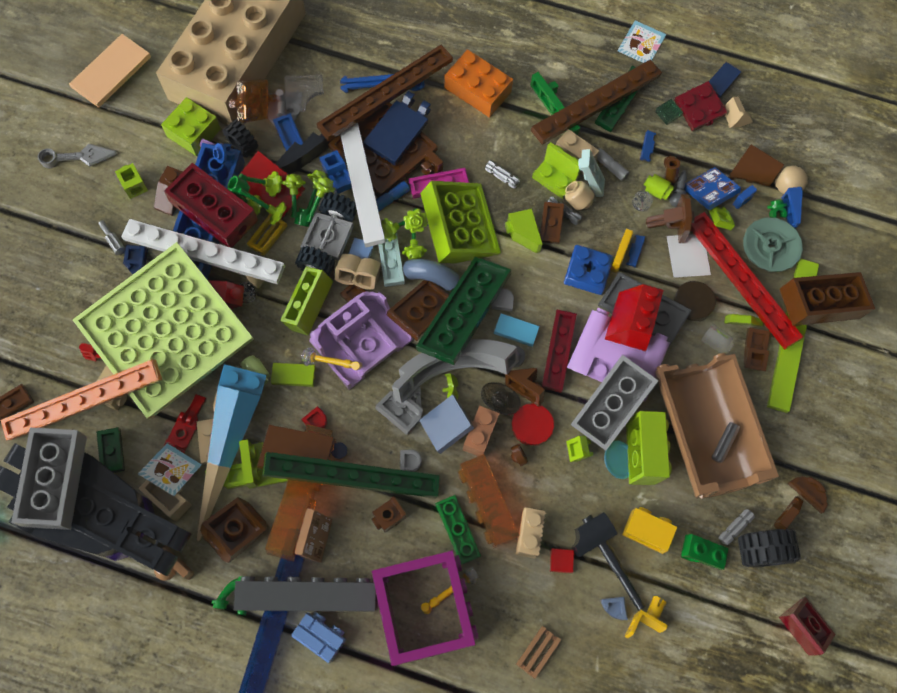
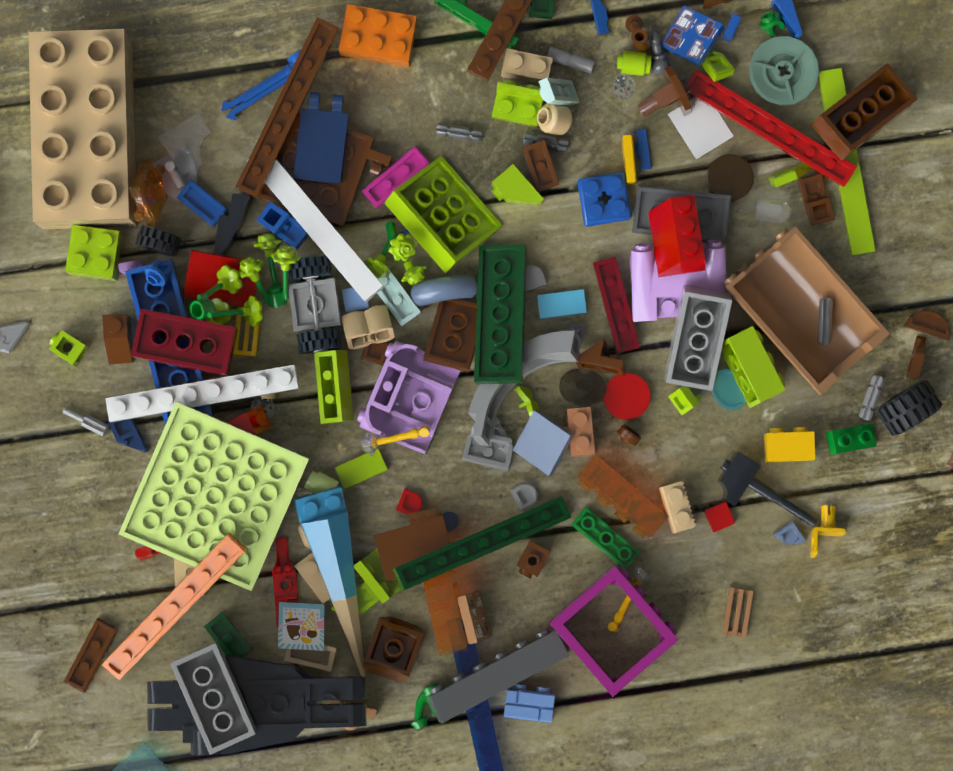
camera: 25 degrees left, 15 degrees up
(393, 194) = (355, 217): blue piece -> none

